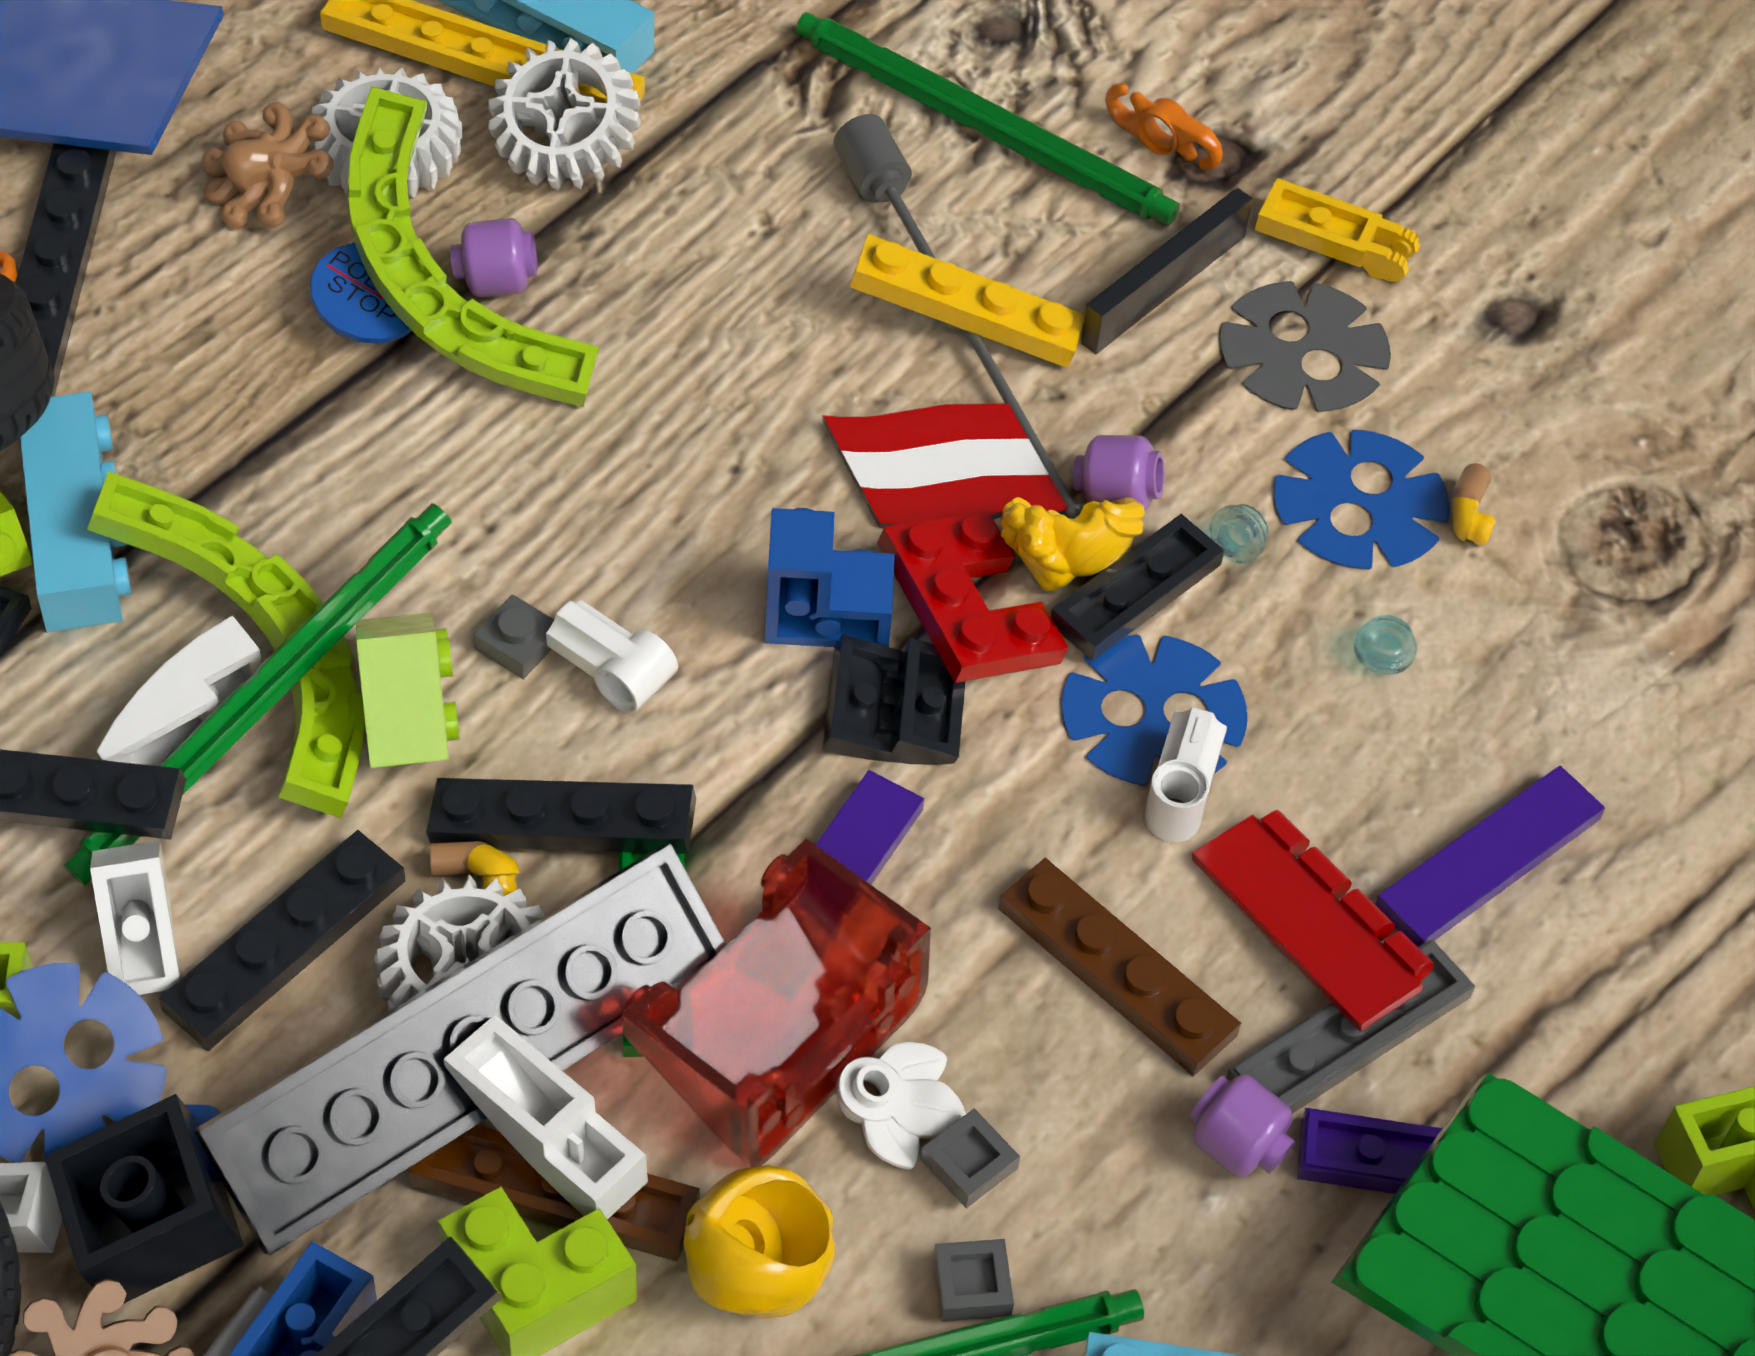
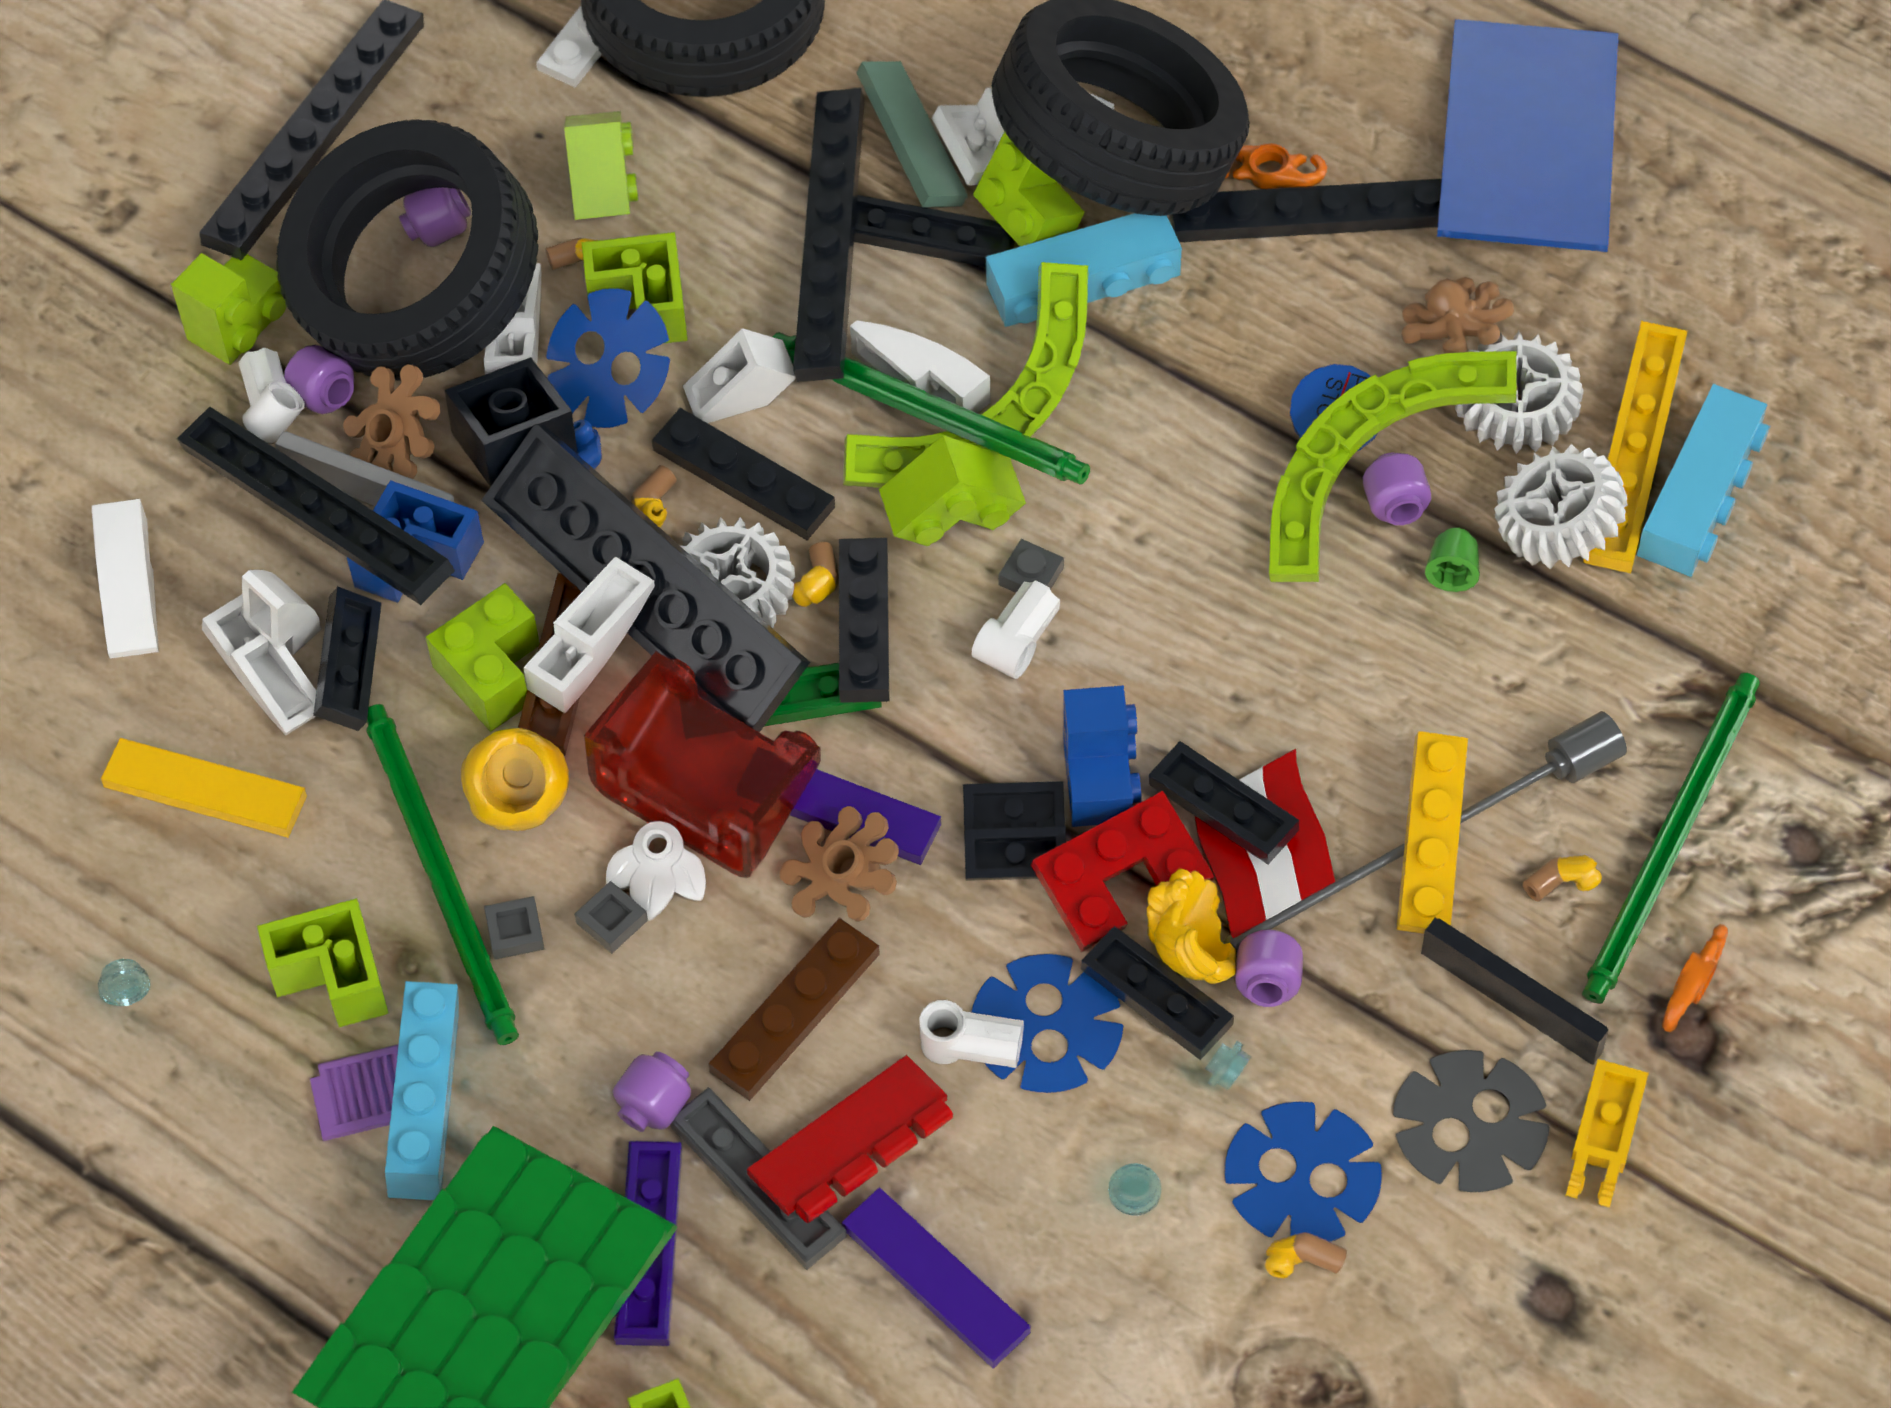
camera: 90 degrees right, 5 degrees up
(285, 1048) = (649, 494): none -> arm
(601, 227) = (1453, 561): none -> bright green hat
(900, 479) = (1224, 802): none -> black plate
(935, 873) = (843, 864): none -> medium nougat animal
(1016, 213) = (1560, 870): none -> arm

